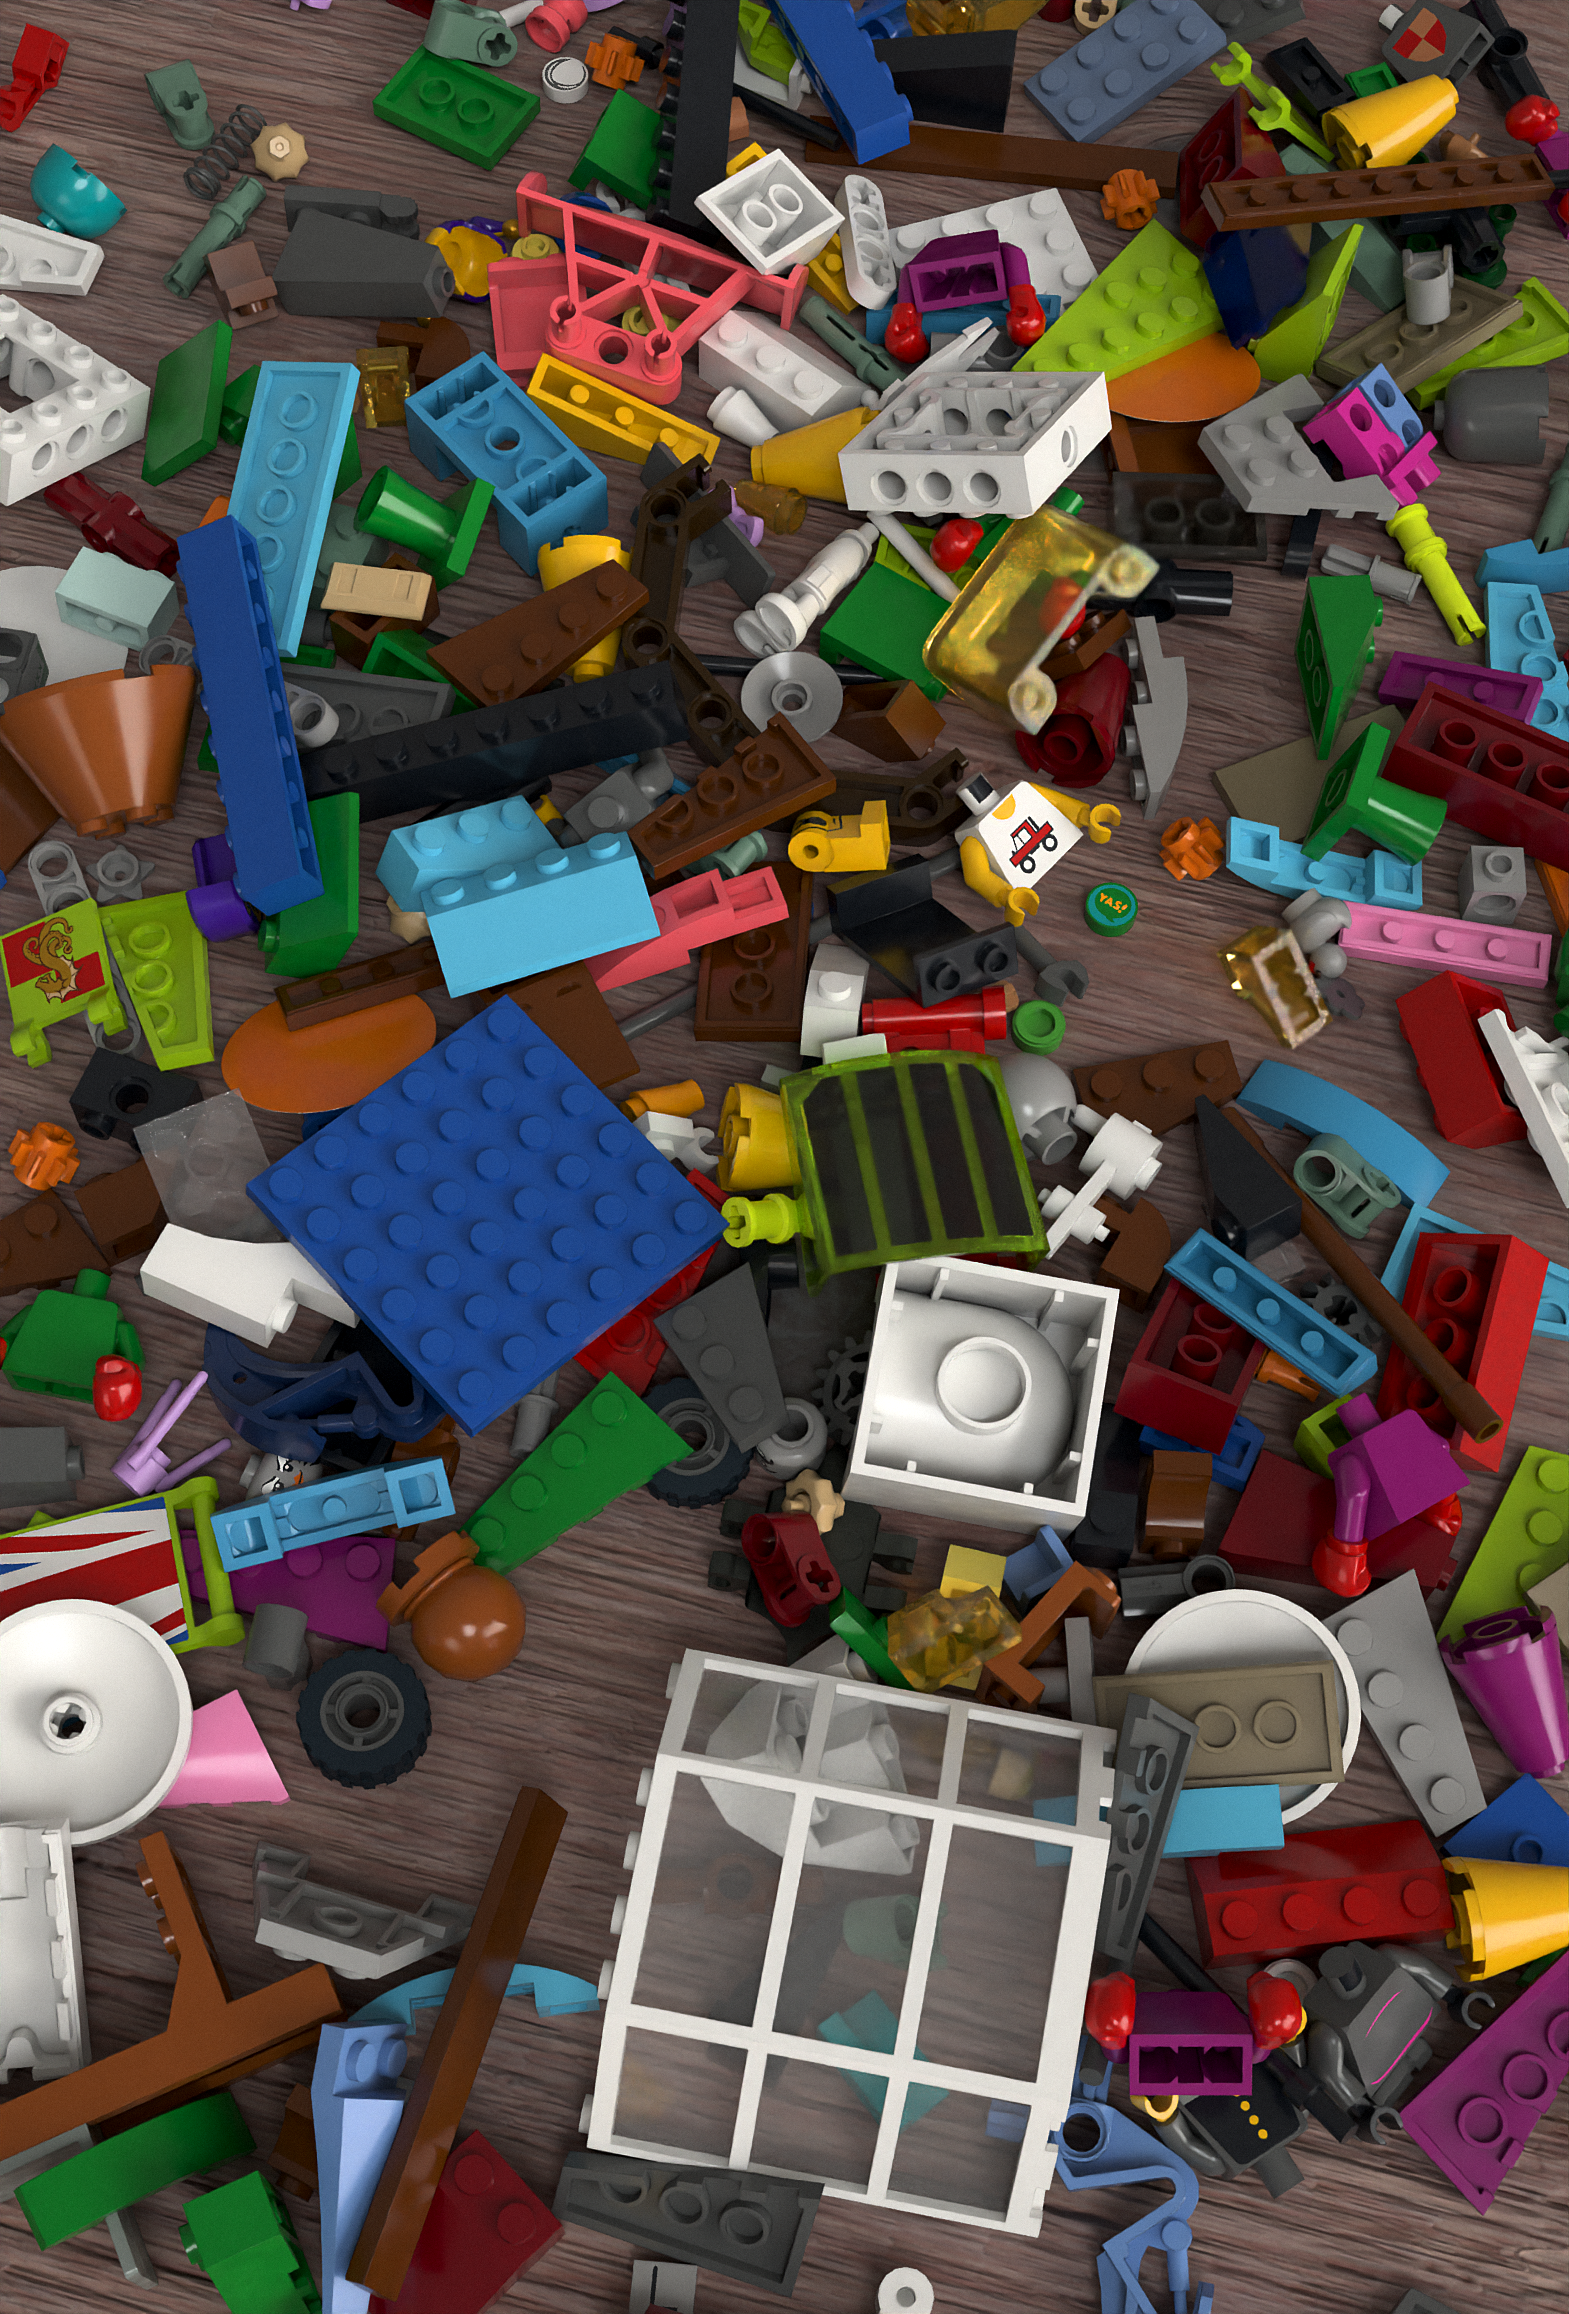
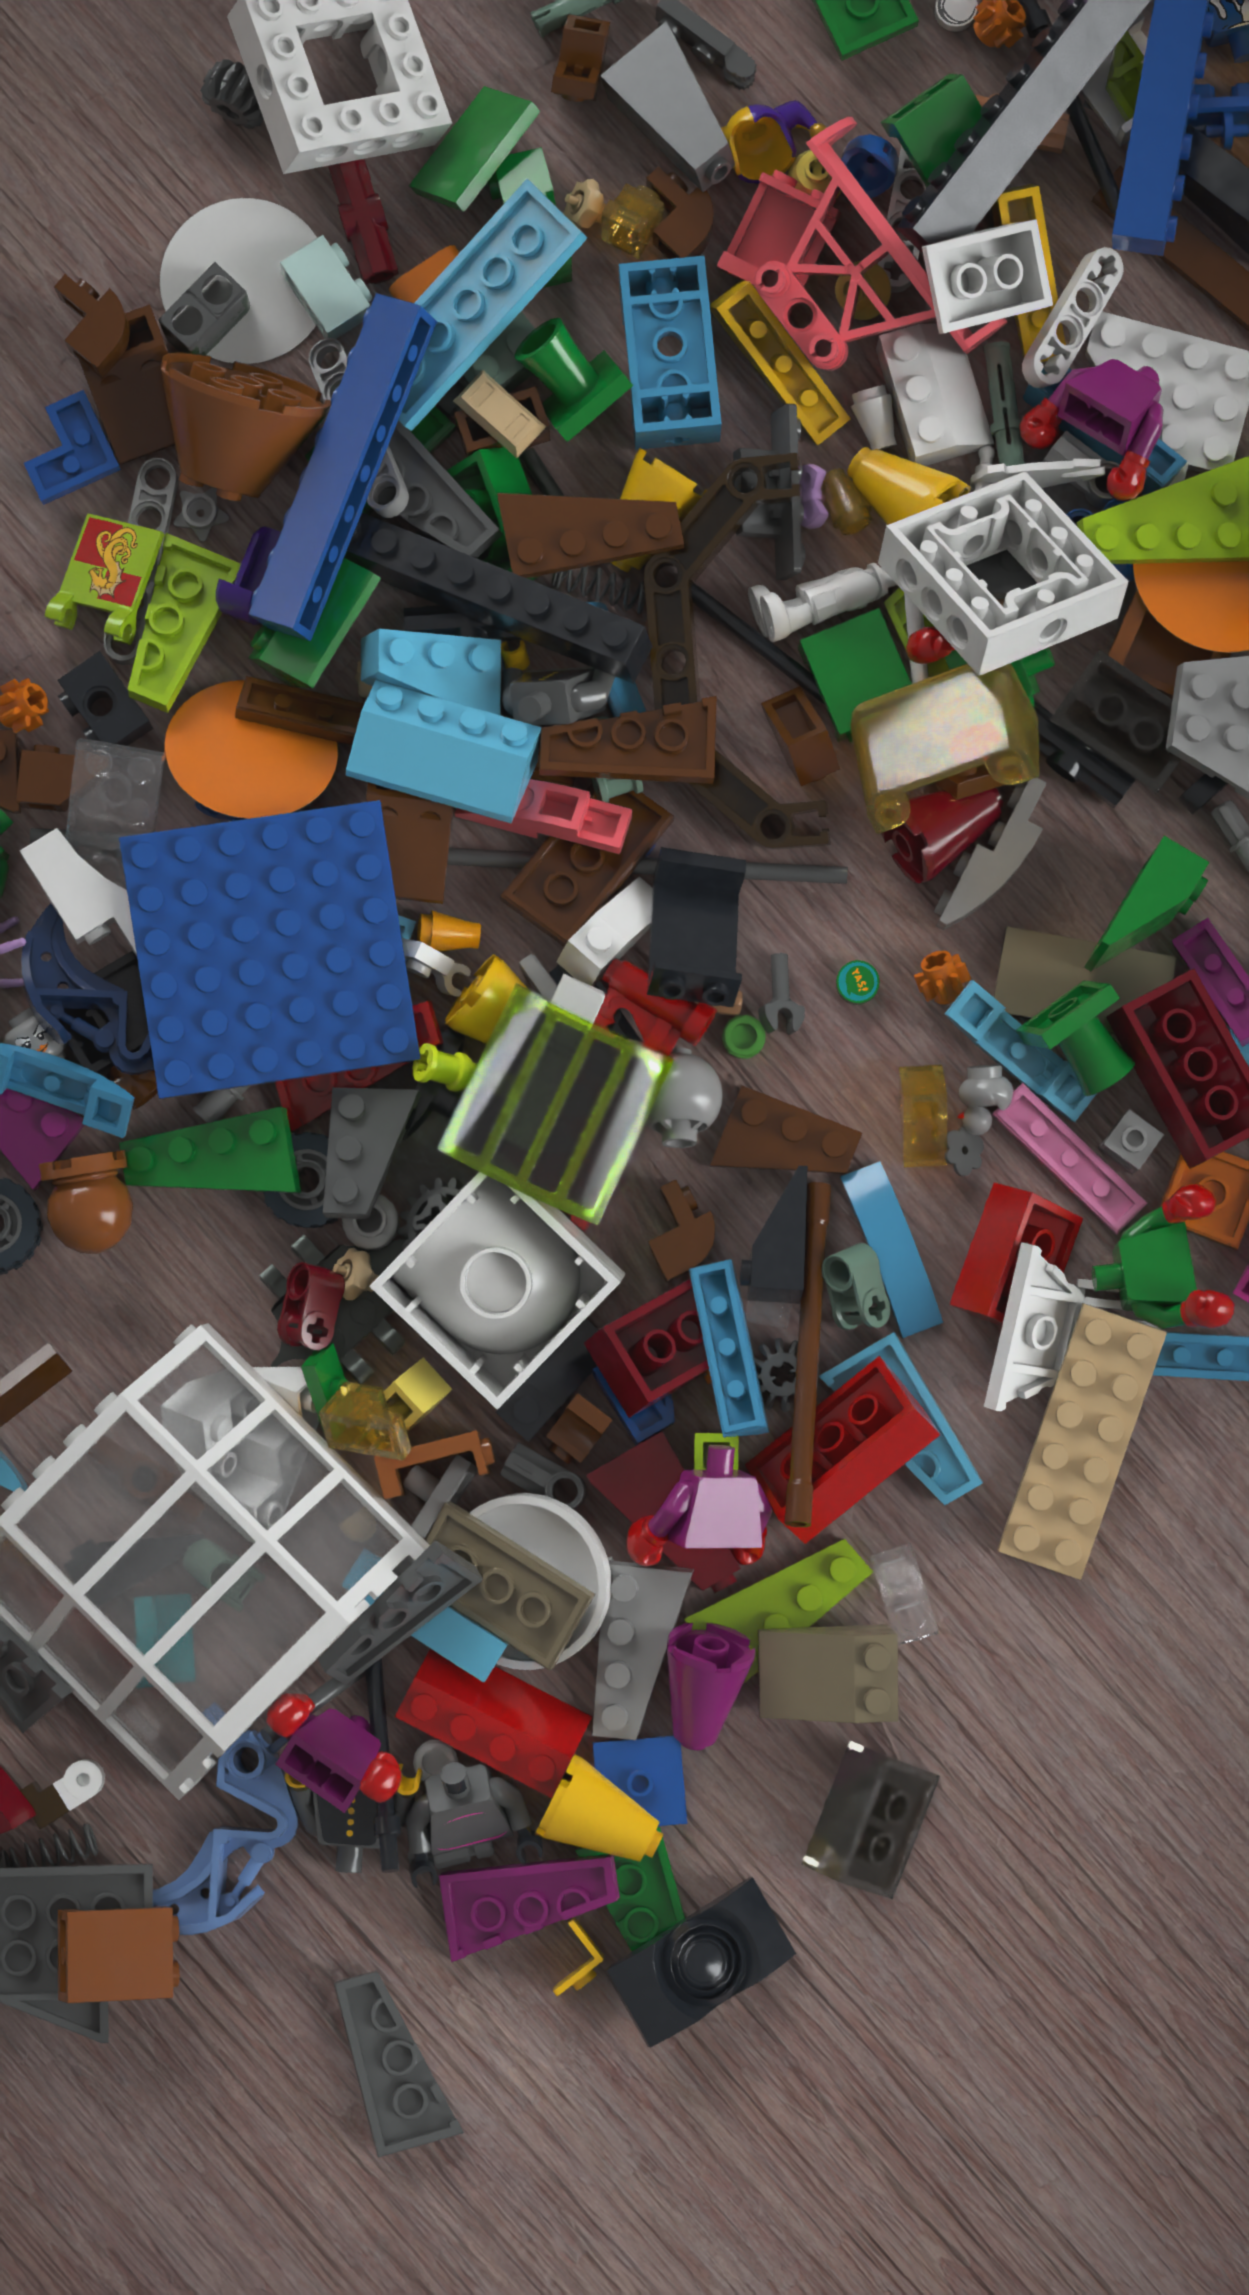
camera: 35 degrees right, 20 degrees up
(794, 678) = (735, 658): light grey dish -> none
(841, 842) = (697, 818): yellow leg -> none
(1019, 837) = (821, 894): torso -> none
(1035, 1570) = (465, 1411): medium blue panel -> none
(1116, 1160) = (712, 1175): white piece -> none

